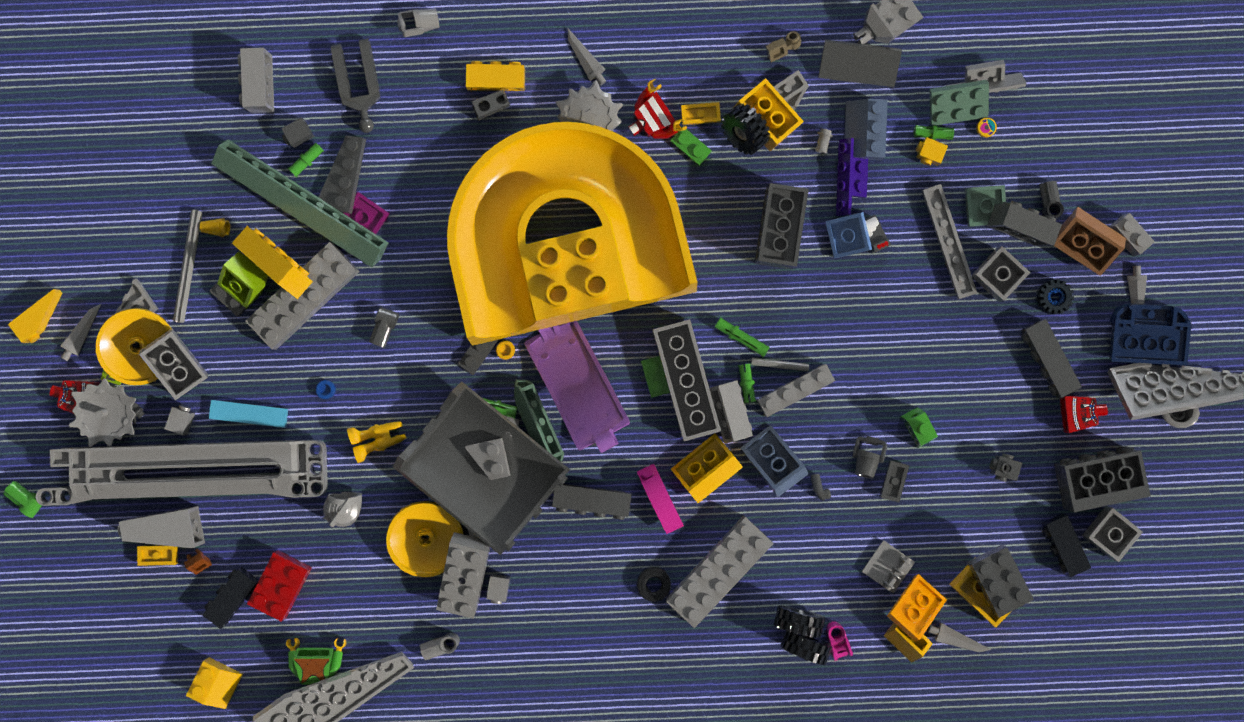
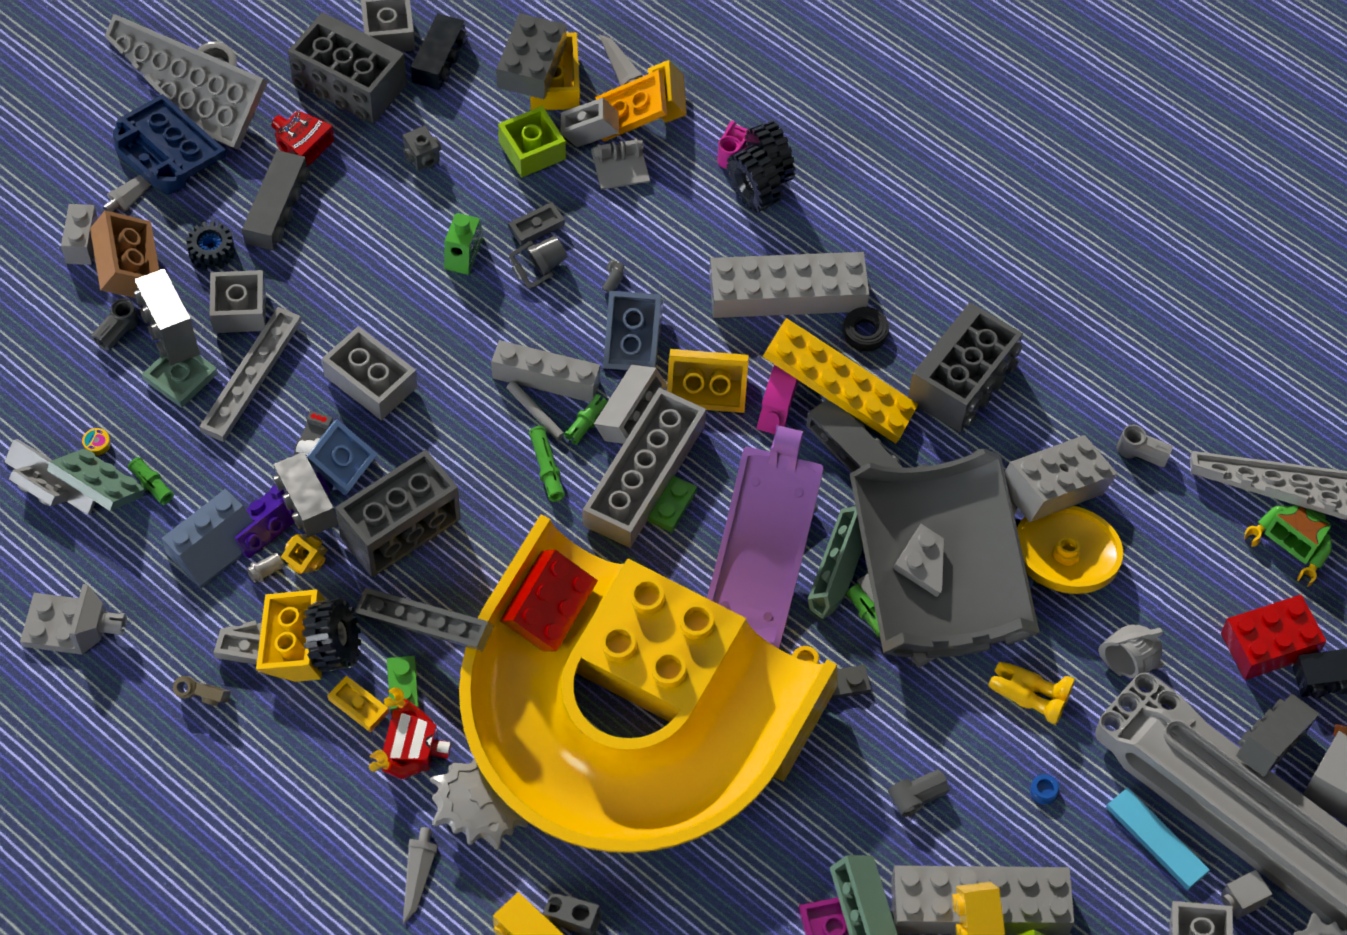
camera: 135 degrees left, 30 degrees down
(227, 520) = (1276, 734): none -> dark grey brick
(498, 588) = (1030, 442): light grey brick -> none
(584, 612) = (965, 367): none -> dark grey brick
(631, 529) = (840, 380): none -> yellow plate
(651, 245) = (549, 600): none -> red brick
(706, 178) = (424, 619): none -> dark grey plate
(809, 163) = (297, 557): none -> yellow brick
(838, 189) = (304, 495): none -> brick
(859, 63) = (147, 602): dark grey tile -> none
(885, 298) = (369, 373): none -> light grey brick
(928, 572) = (589, 122): none -> light grey brick
(931, 151) = (174, 463): yellow brick -> none
(949, 531) = (531, 141): none -> lime brick

